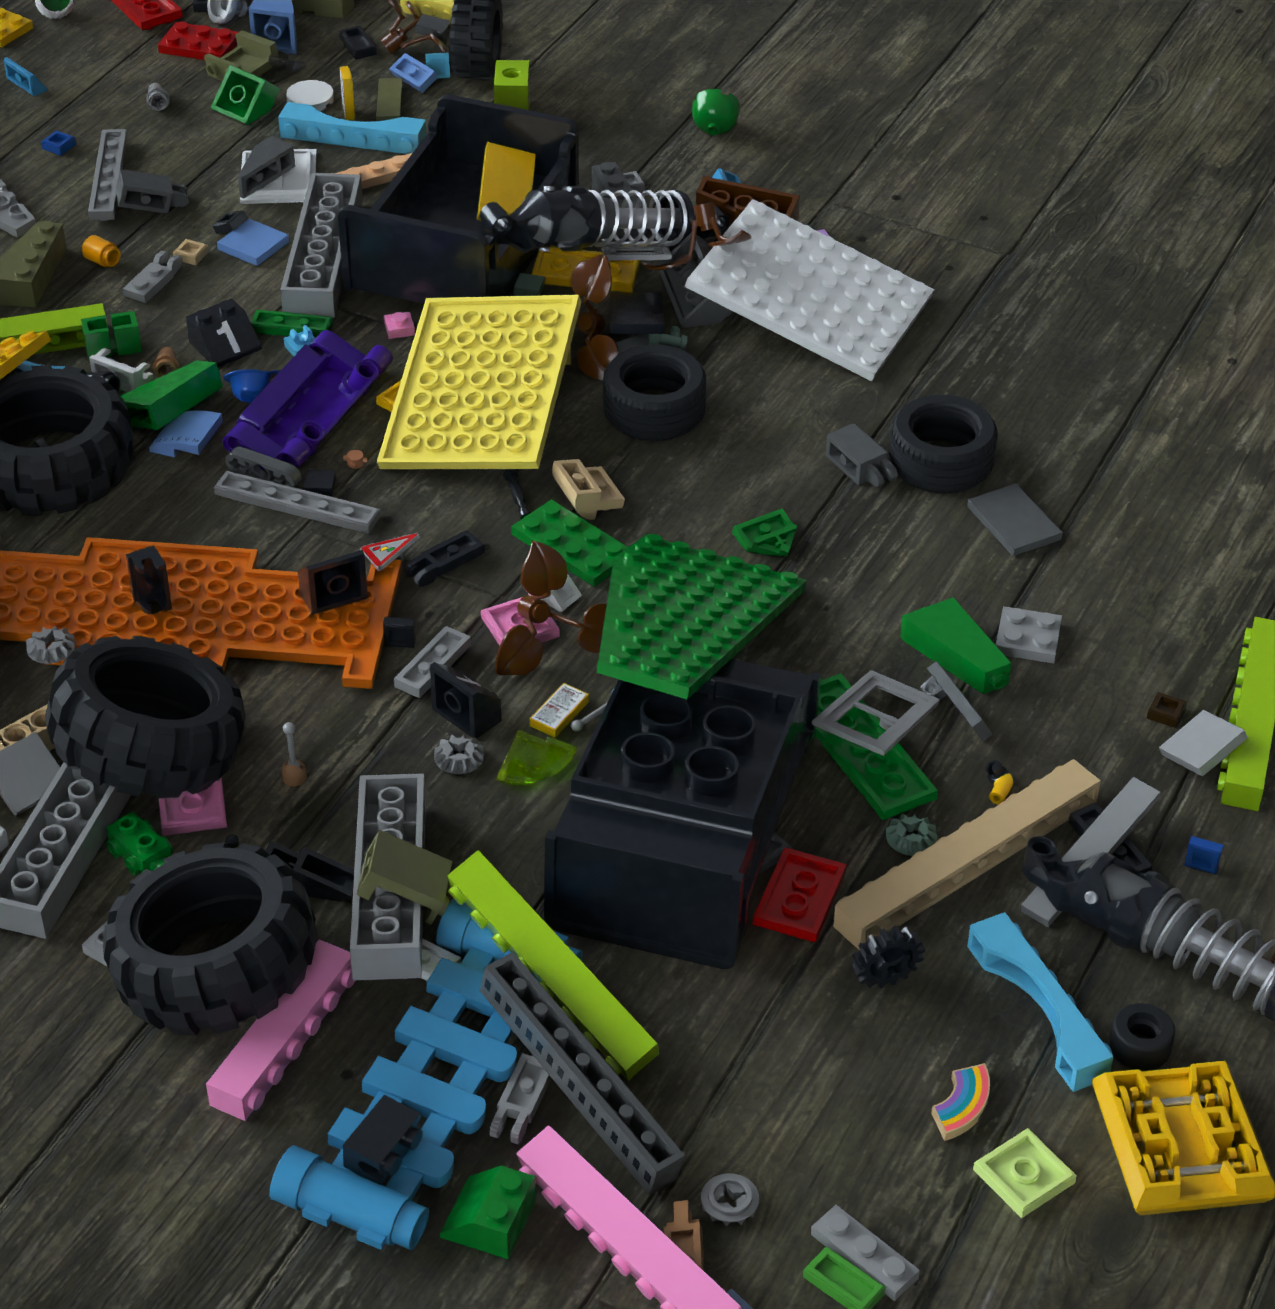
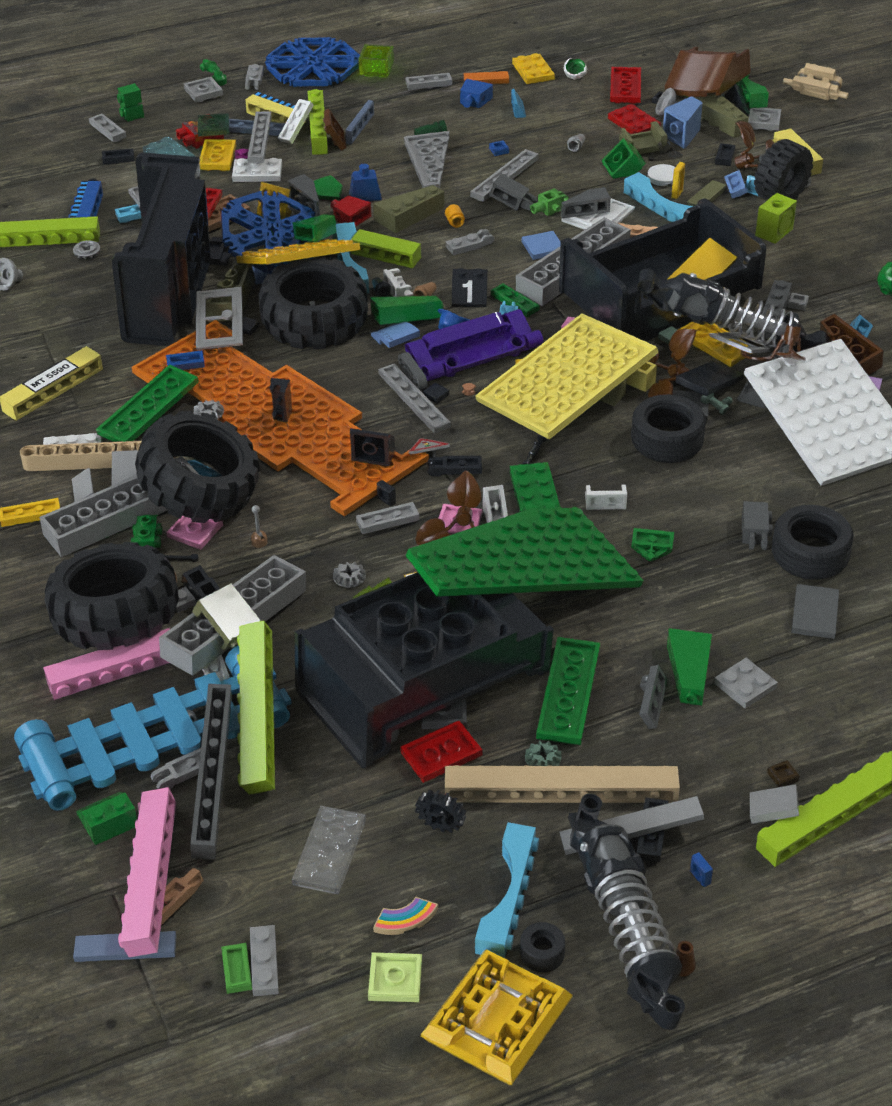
camera: 40 degrees right, 0 degrees up
(125, 333) = (414, 268): green piece -> none
(191, 251) = (504, 236): tan tile -> none
(211, 184) = (549, 202): none -> bright green piece
(230, 221) = (540, 228): black tile -> none
(382, 1140) = (81, 743): black brick -> none
(463, 700) = (378, 545): black slope -> none
(587, 487) = (571, 464): tan brick -> none
(664, 509) = (605, 499): none -> white hinge
(738, 1189) = (222, 879): light grey gear -> none
(796, 1083) = (329, 850): none -> clear plate
(894, 727) = (594, 687): light grey door -> none
(1001, 781) = (630, 756): arm -> none

